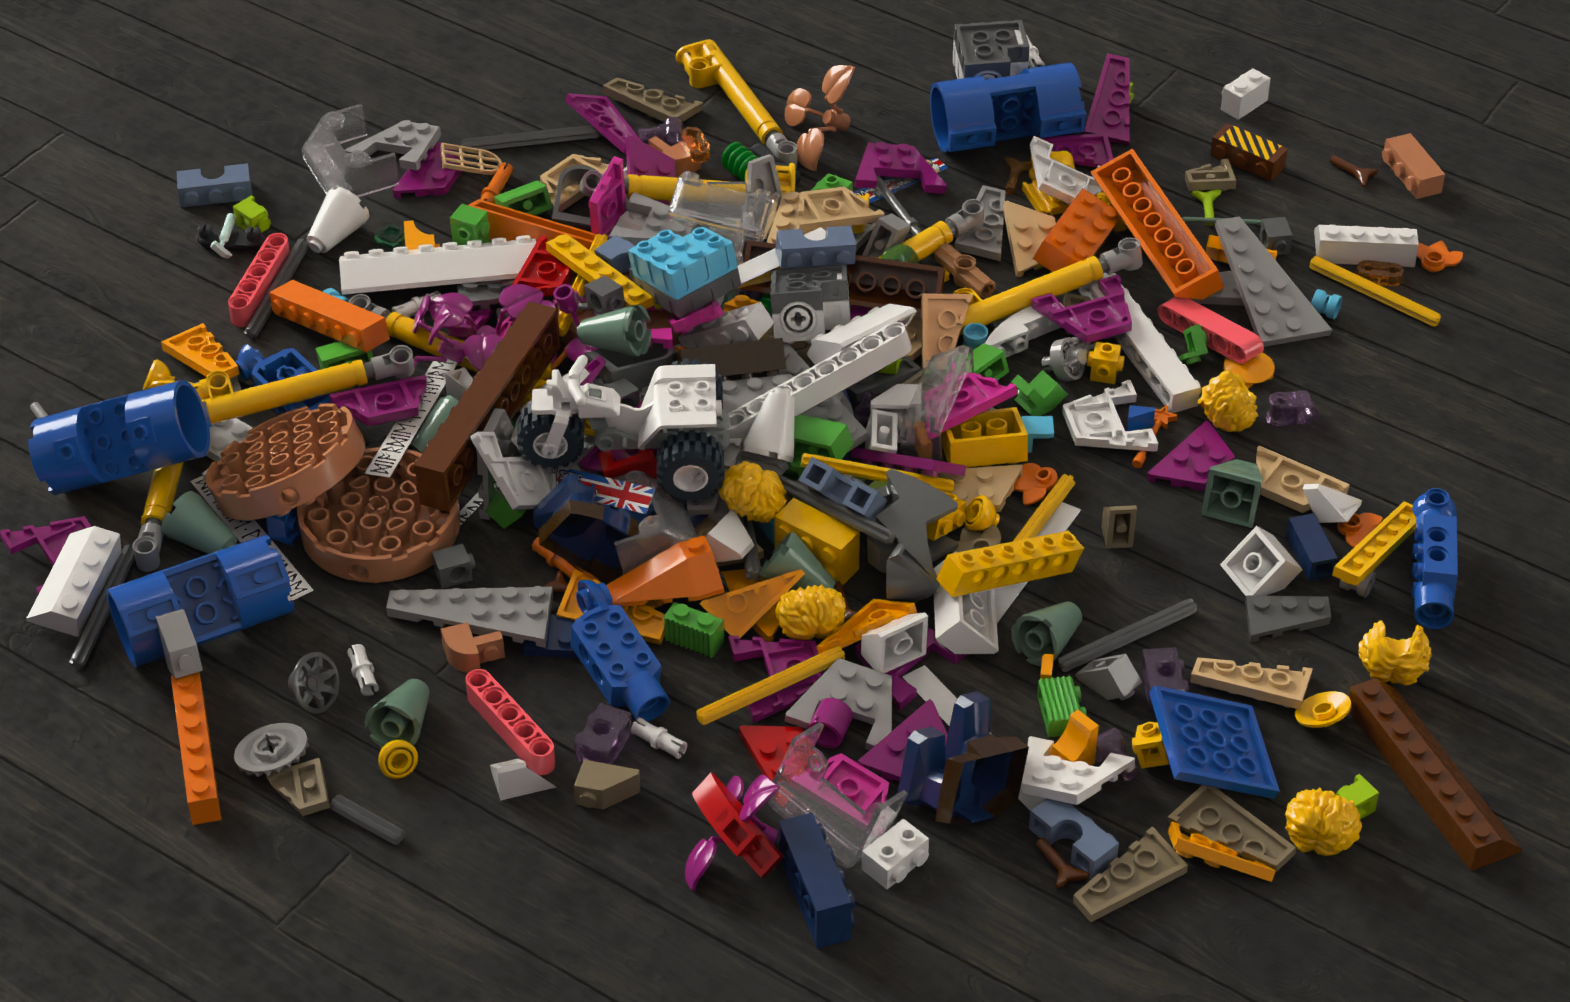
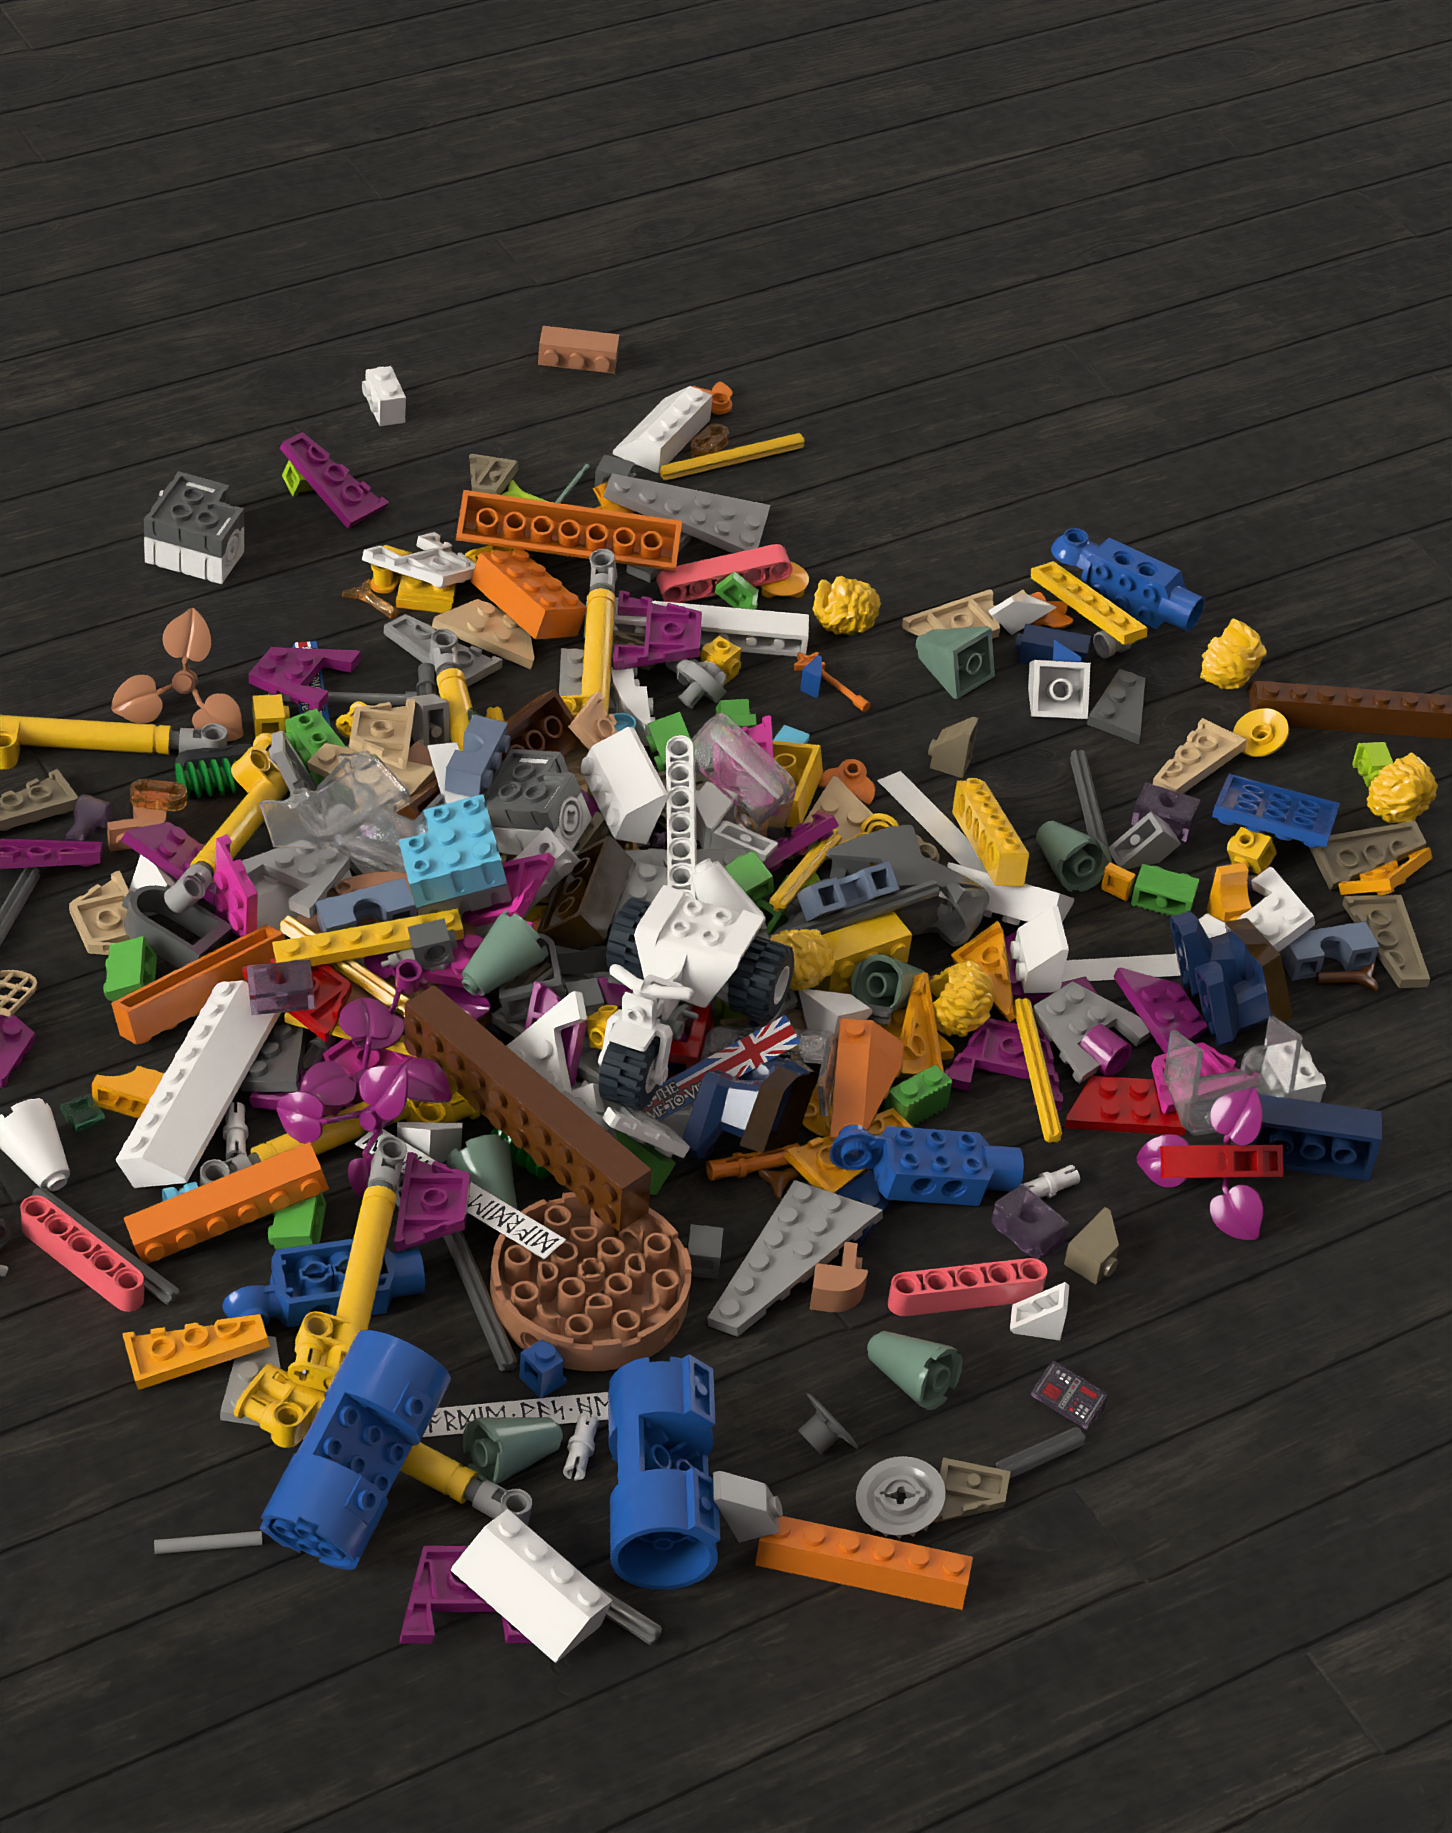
camera: 70 degrees left, 0 degrees up
(157, 372) = (197, 1408): yellow brick -> none
(279, 472) = (493, 1310): nougat brick -> none
(362, 670) = (815, 1382): white pin -> none
(397, 759) = (969, 1396): yellow brick -> none
(437, 819) = (1070, 1395): none -> slope
(469, 224) = (160, 1032): bright green brick -> none
(497, 183) = (81, 999): orange pin -> none
(525, 252) = (280, 987): none -> brick
(836, 164) = (269, 714): none -> yellow brick
(964, 270) = (507, 693): medium nougat piece -> none
(982, 111) = (286, 571): blue cylinder -> none
(1046, 508) = (913, 811): yellow axle -> none
(1086, 148) = (374, 531): magenta wing -> none
(1097, 423) = (799, 705): white wing -> none
(1191, 459) = (885, 668): magenta wing -> none
(1249, 151) = (474, 434): reddish brown brick -> none
(1291, 545) = (1062, 653): none -> blue slope
(1293, 407) = (866, 570): clear purple piece -> none
(1327, 303) = (739, 487): medium azure wheel -> none
(1361, 174) = (556, 386): reddish brown piece -> none

